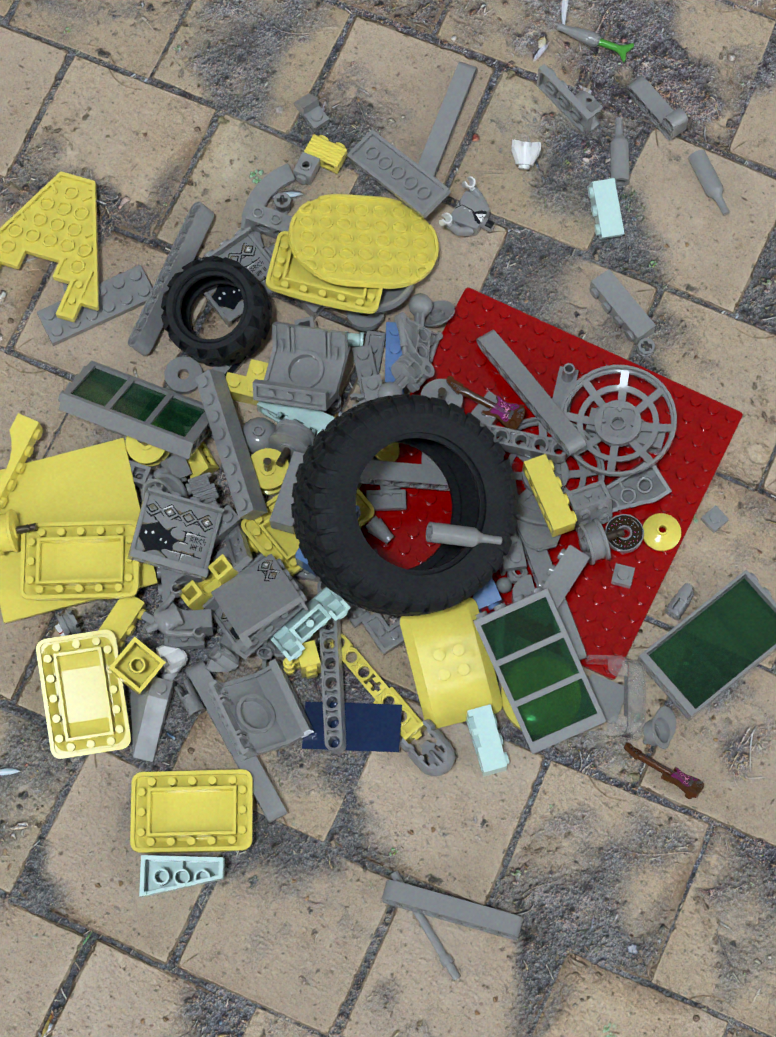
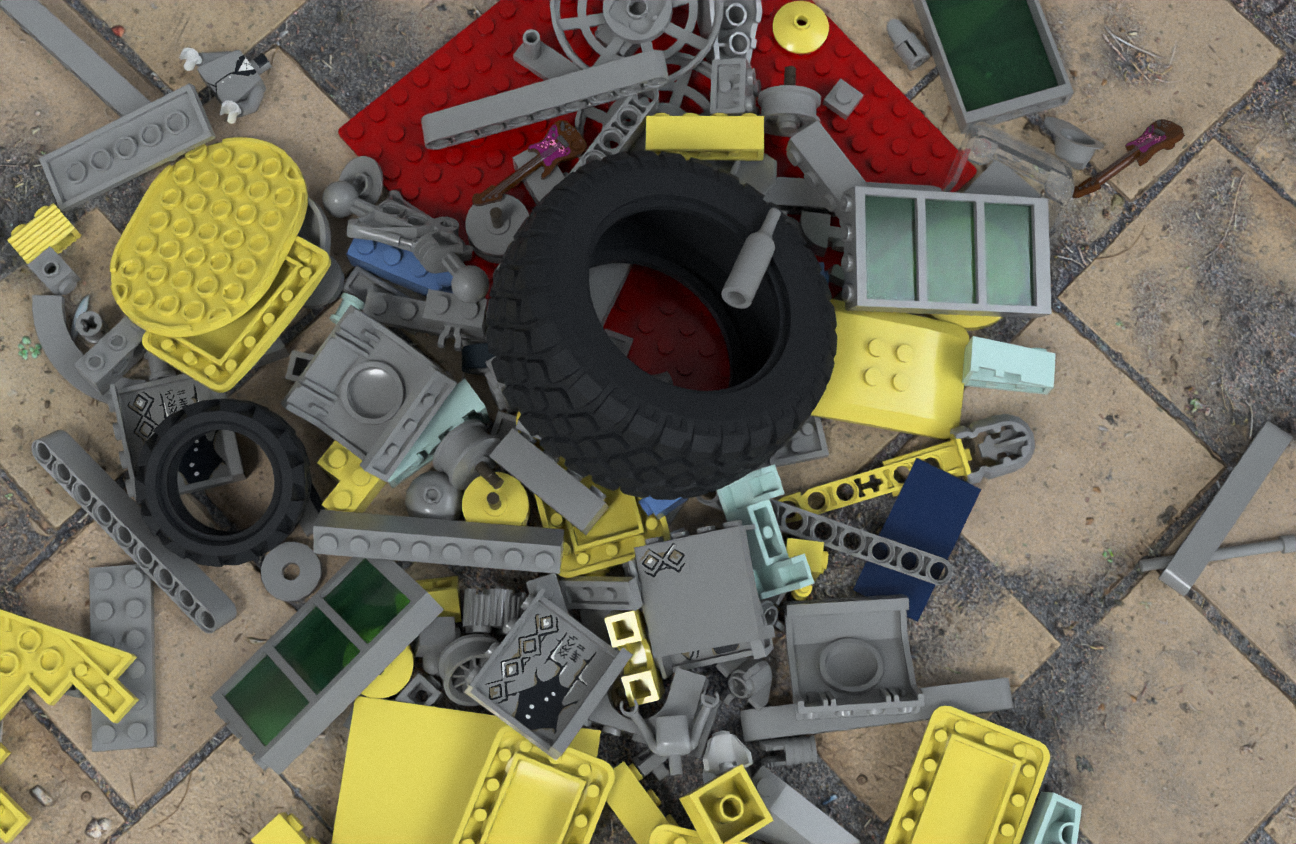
camera: 70 degrees left, 5 degrees up
(634, 528) = (779, 58): tile -> none

